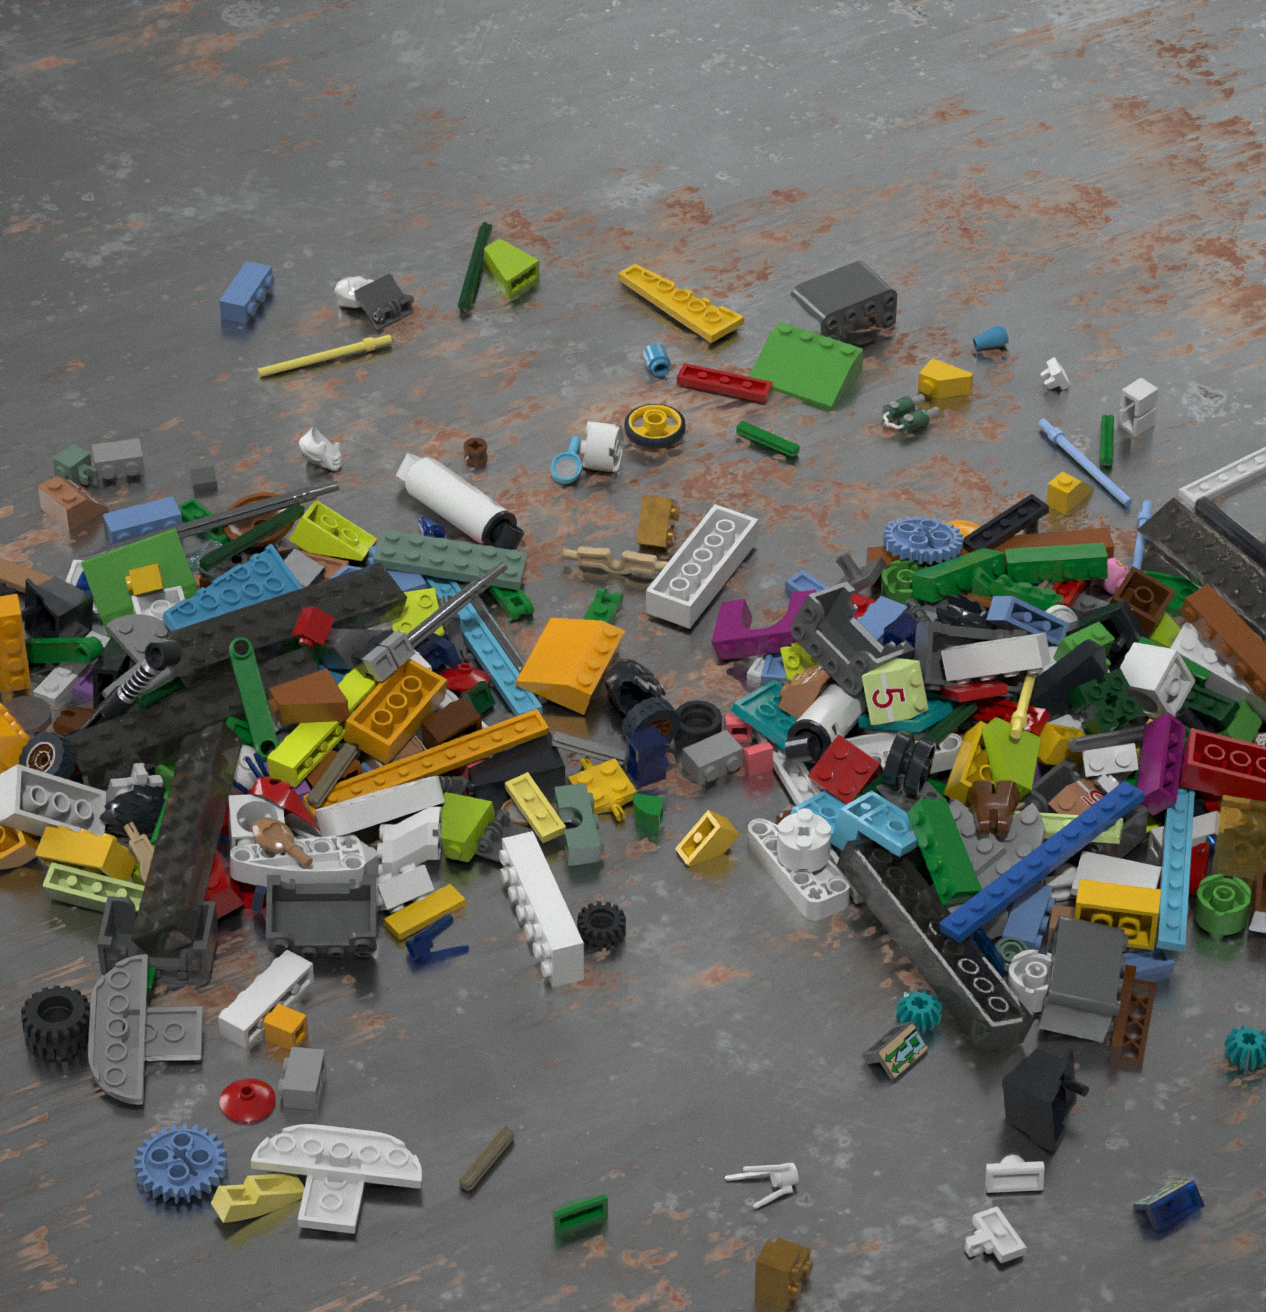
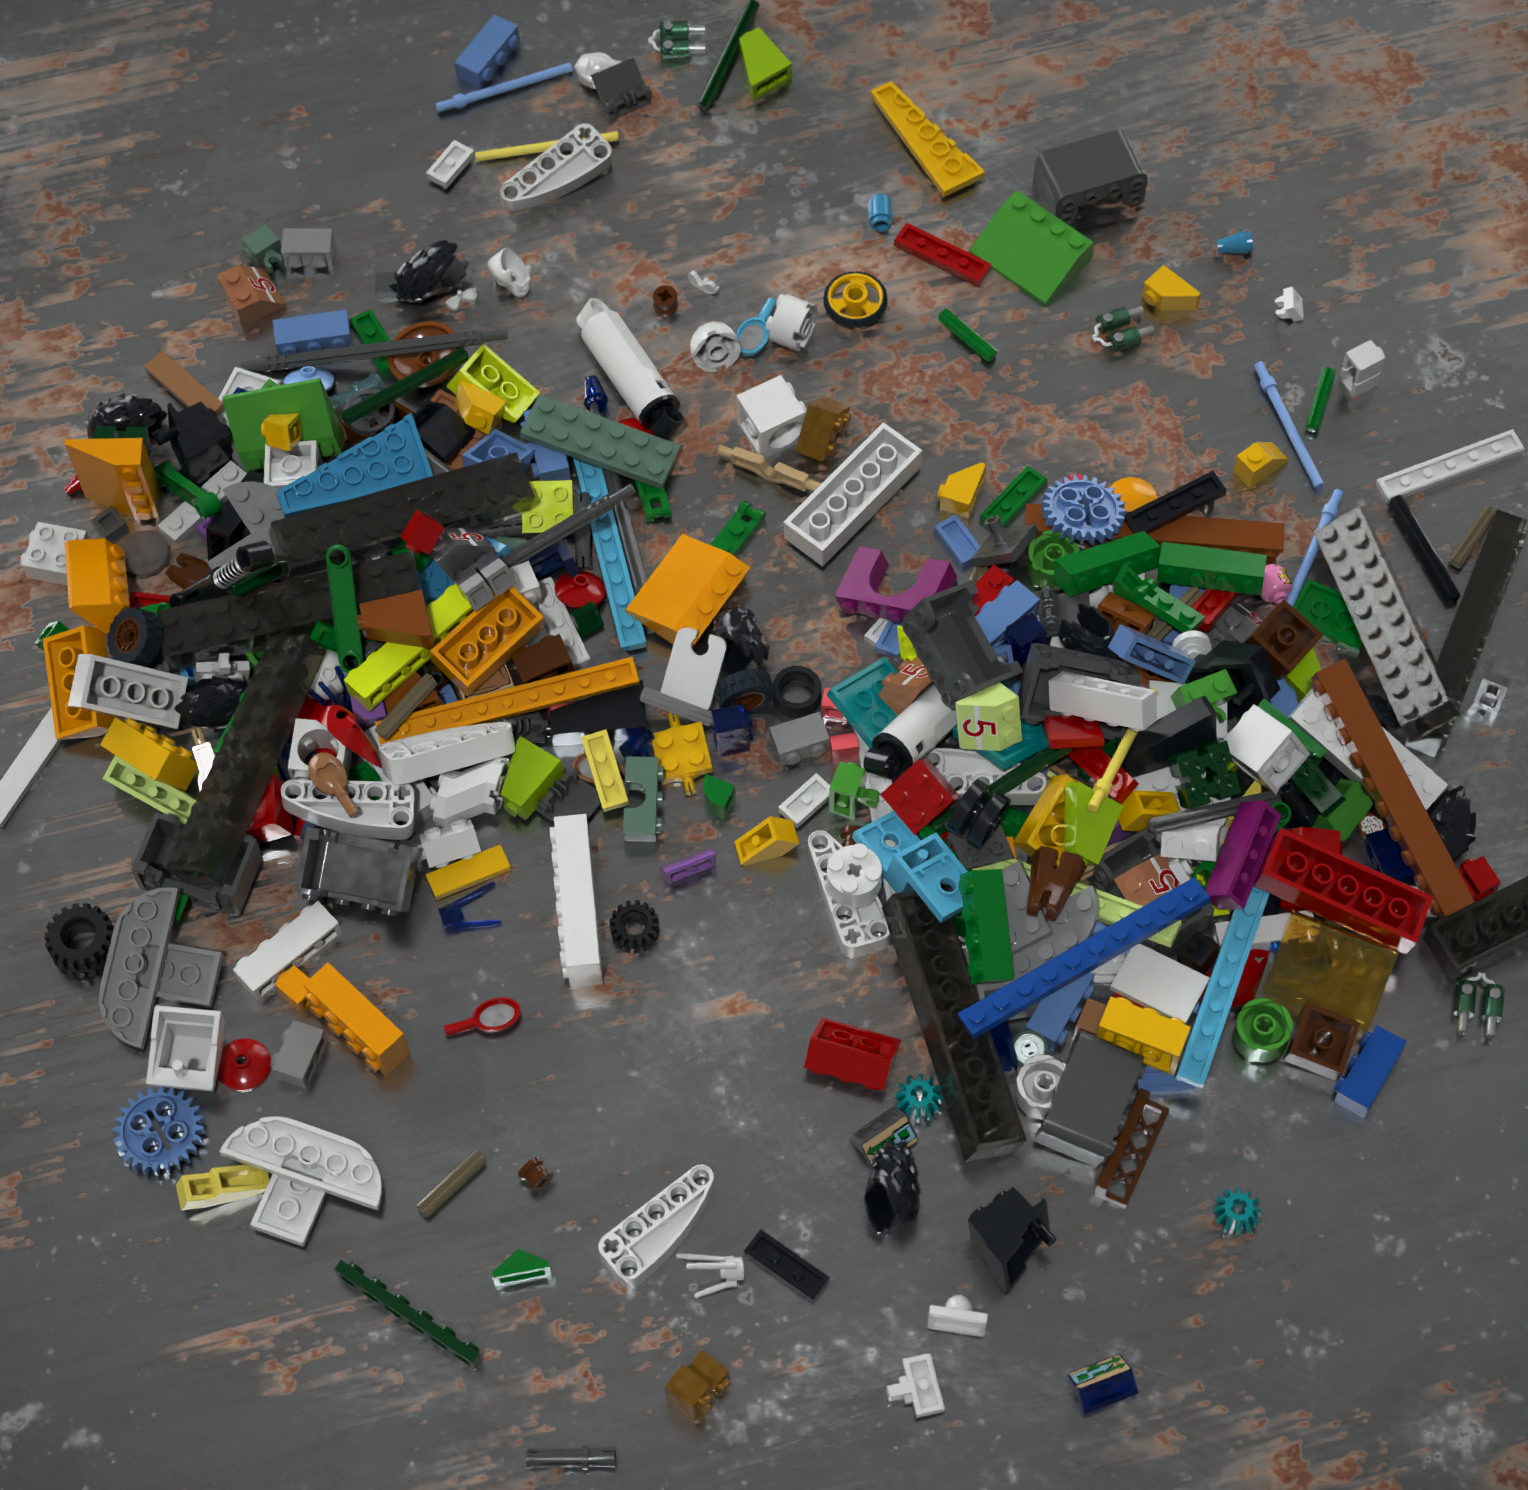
camera: 15 degrees right, 20 degrees up
(193, 1081) = (185, 1048): none -> white piece
(231, 333) = (459, 100): none -> light blue bar
(236, 380) = (450, 164): none -> white plate
(244, 457) = (429, 273): none -> black head
(285, 477) = (468, 295): none -> white piece
(325, 547) = (479, 407): none -> yellow slope
(343, 368) = (568, 171): none -> white beam
(355, 1035) = (356, 1020): none -> light orange brick
(422, 261) = (677, 48): none -> clear green piece
(478, 1266) = (418, 1320): none -> dark green plate
(480, 1019) = (489, 1016): none -> red piece
(509, 438) = (705, 285): none -> white piece
(535, 476) = (714, 346): none -> white cylinder
(561, 780) = (637, 744): none -> clear blue tile
(568, 1133) = (535, 1174): none -> reddish brown wheel
(596, 720) = (693, 675): none -> white piece
(606, 517) = (770, 416): none -> white brick
(638, 872) = (688, 866): none -> medium lavender slope
(700, 1157) = (658, 1237): none -> white beam
(736, 801) = (805, 800): none -> white plate
(775, 785) = (849, 791): none -> bright green brick
(801, 550) = (962, 490): none -> yellow slope
(836, 1166) = (786, 1265): none -> black tile
(844, 990) = (852, 1054): none -> red slope
(856, 545) = (1015, 496): none -> green tile
(917, 1079) = (892, 1186): none -> black head
(1144, 852) = (1199, 953): none -> clear smoke brick

